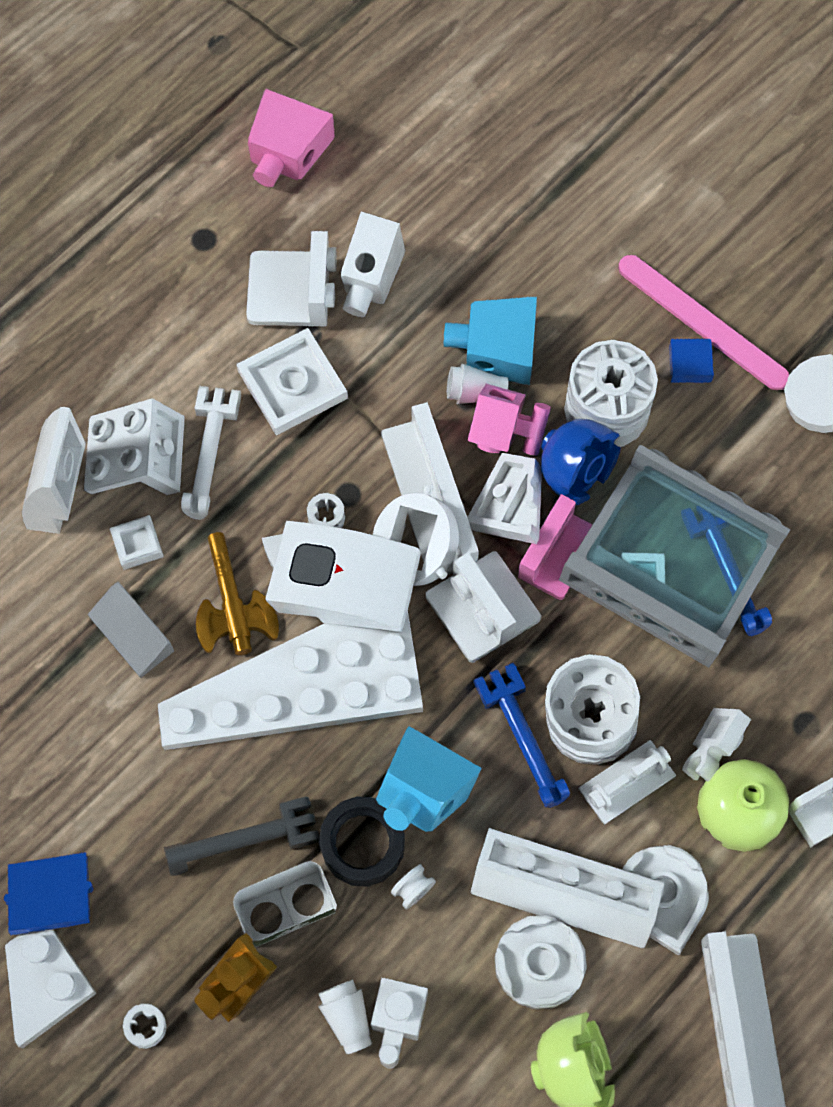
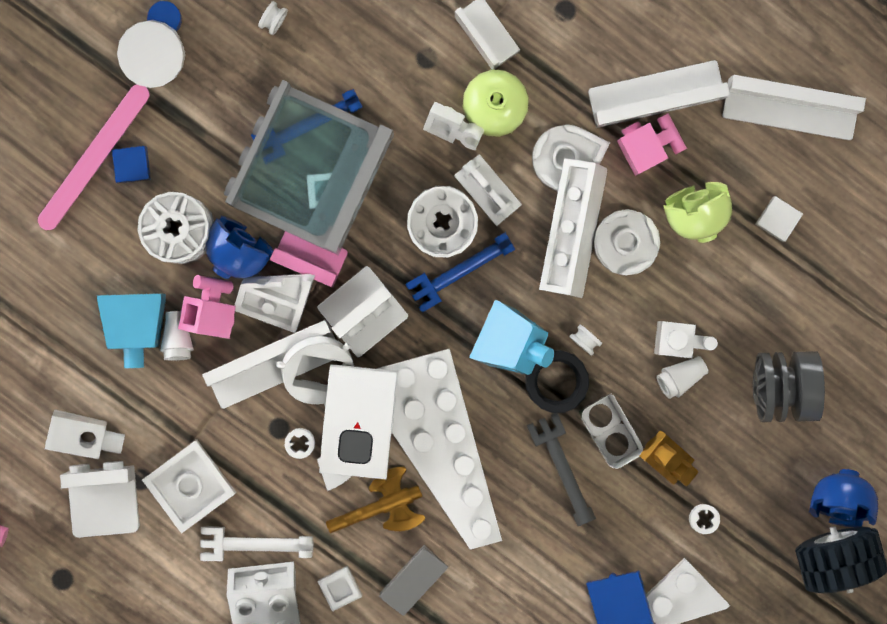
camera: 95 degrees left, 20 degrees up
(669, 999) = (645, 148): none -> bright pink brick

